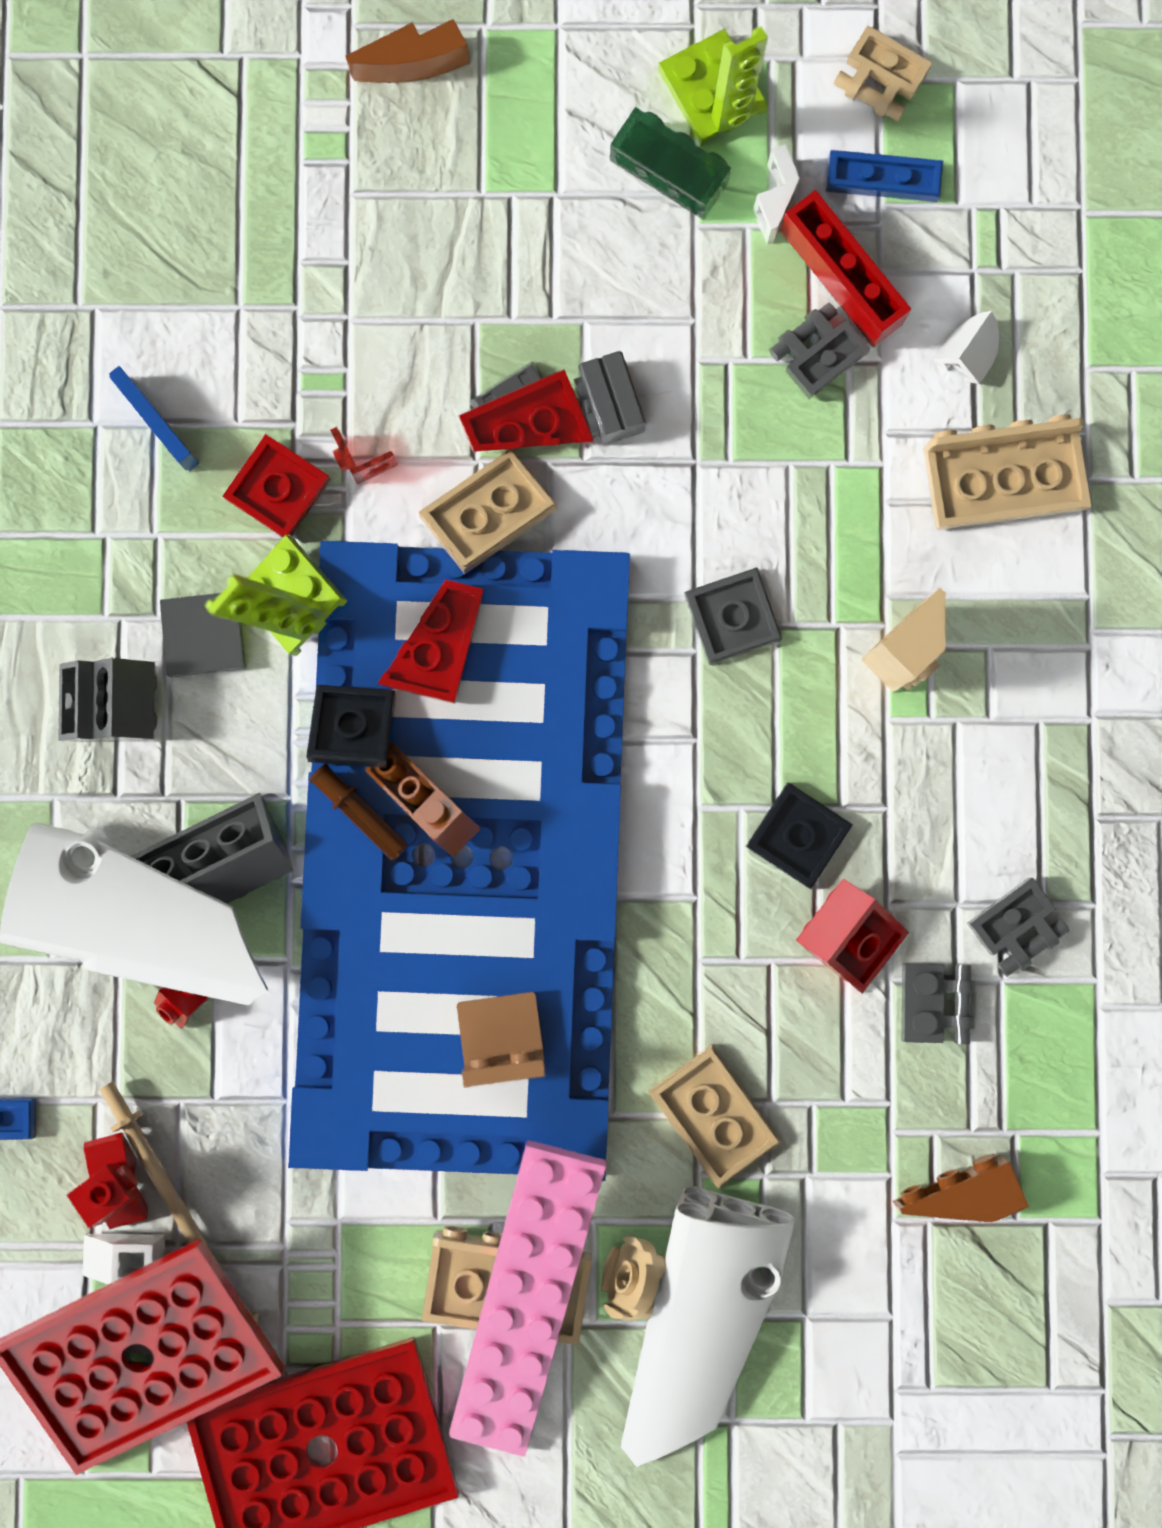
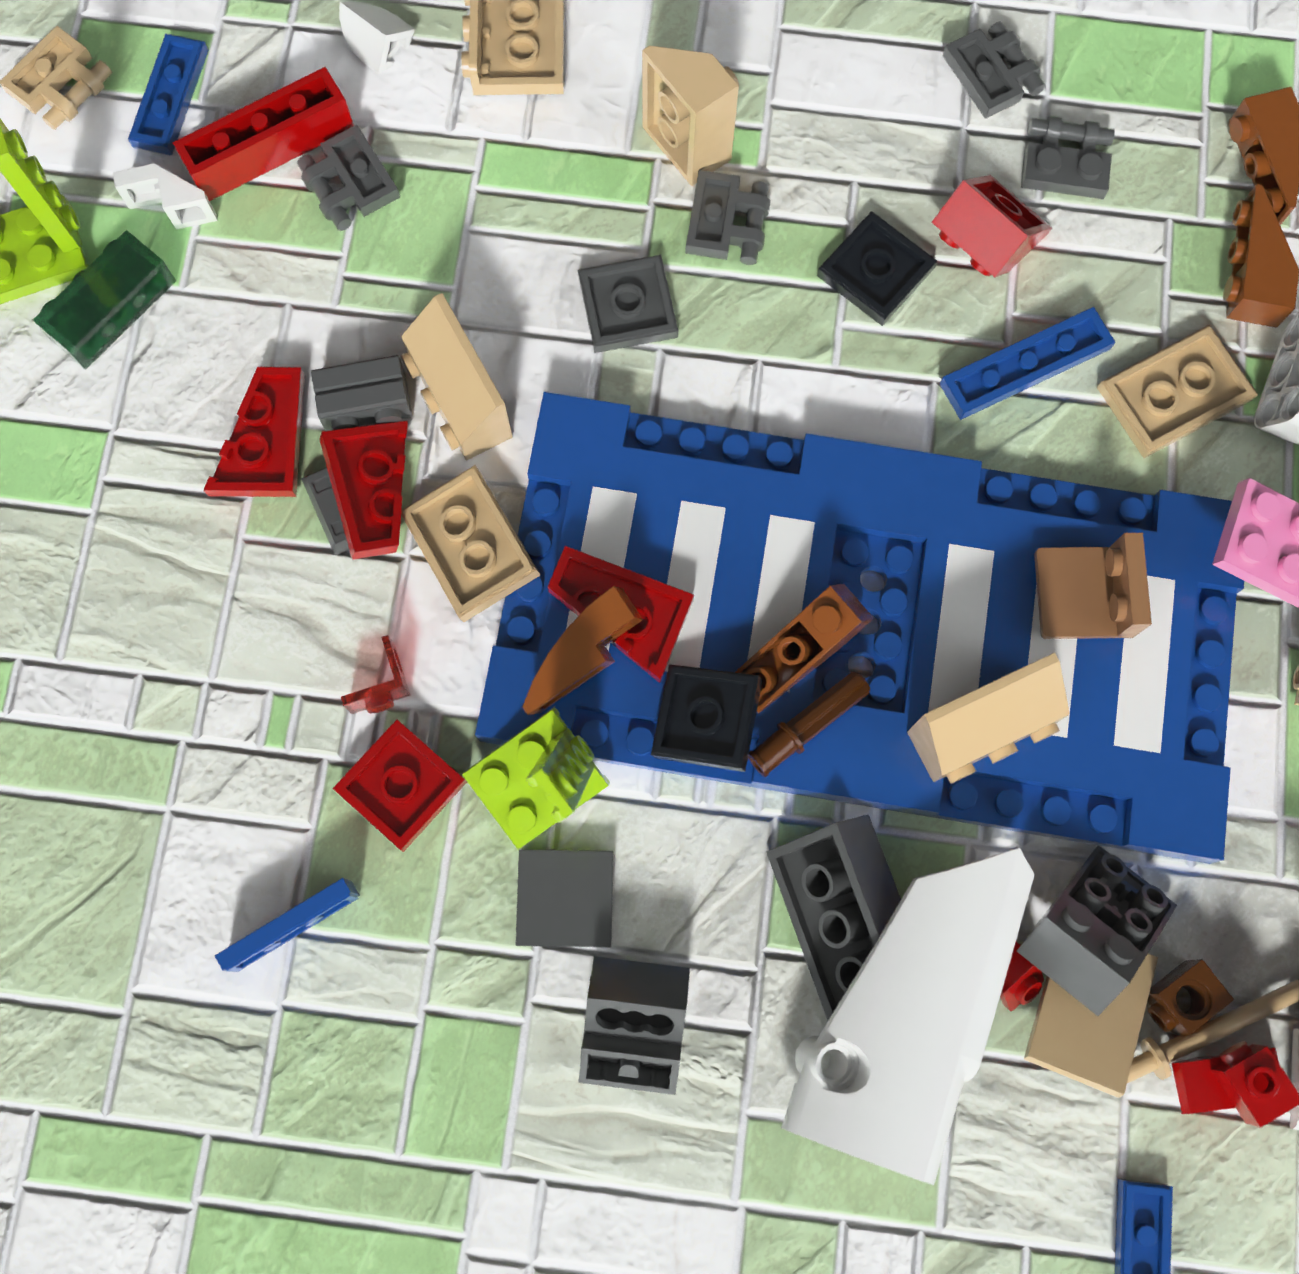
camera: 85 degrees left, 10 degrees down
(158, 1065) = (1090, 1046): none -> tan tile
(193, 1143) = (1206, 994): none -> reddish brown brick
(220, 1067) = (1098, 930): none -> dark grey slope
(371, 960) = (992, 720): none -> tan slope
(390, 616) = (582, 649): none -> dark orange slope
(562, 324) = (265, 443): none -> red wing
(629, 475) = (455, 381): none -> tan slope
(720, 978) = (1027, 363): none -> blue plate
(827, 682) = (713, 216): none -> dark grey plate
(839, 1189) = (1263, 267): none -> dark orange slope

